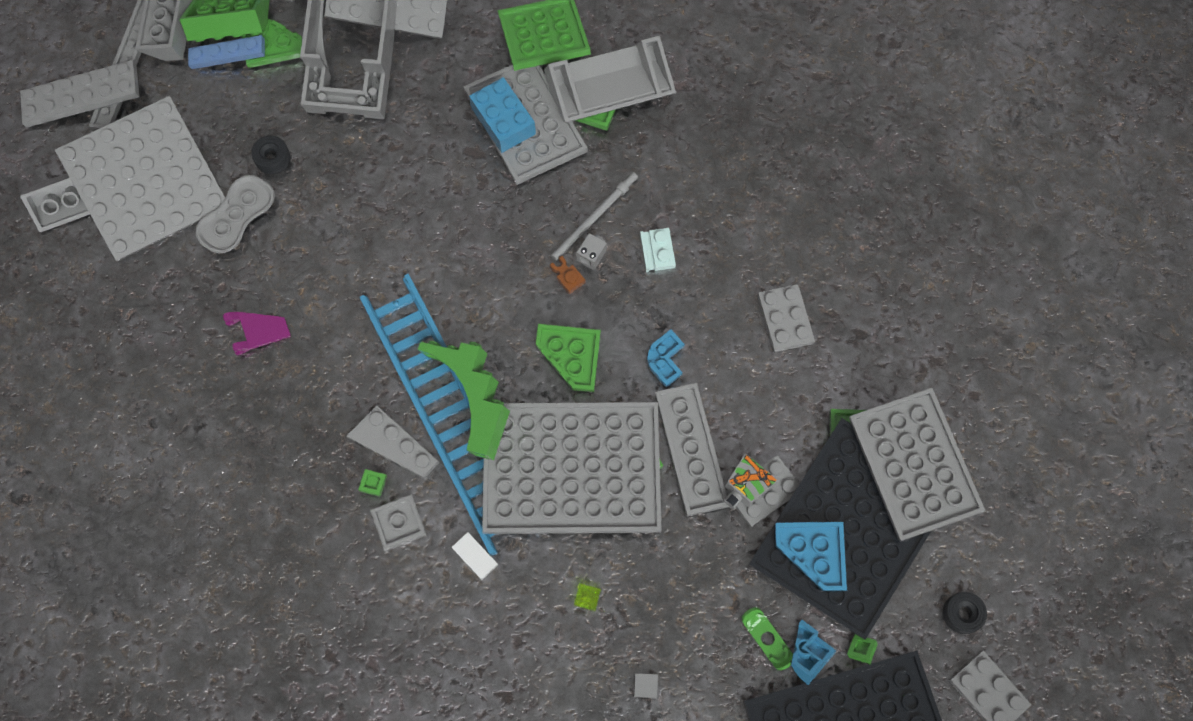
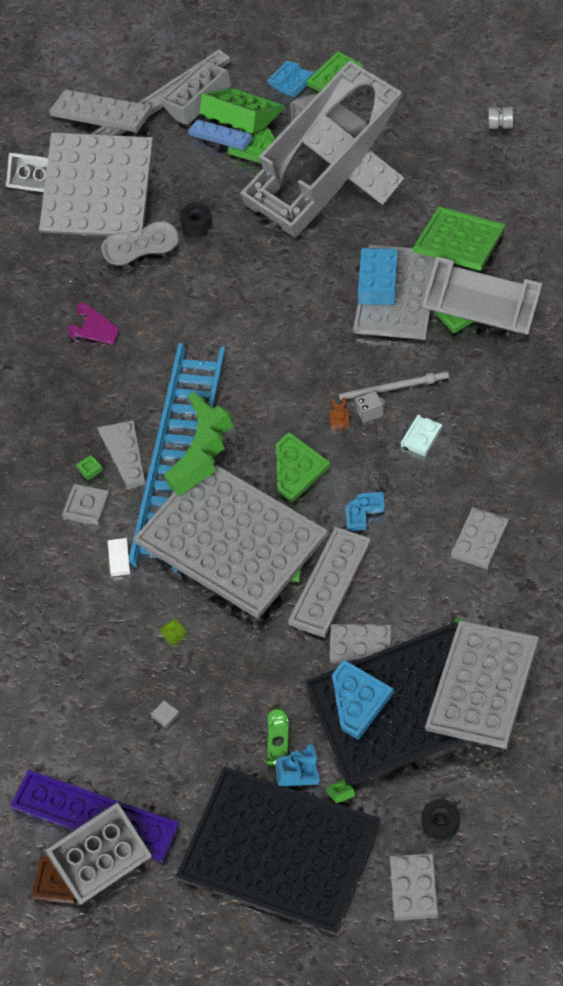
camera: 45 degrees right, 15 degrees down
(748, 483) = (347, 624): torso -> none

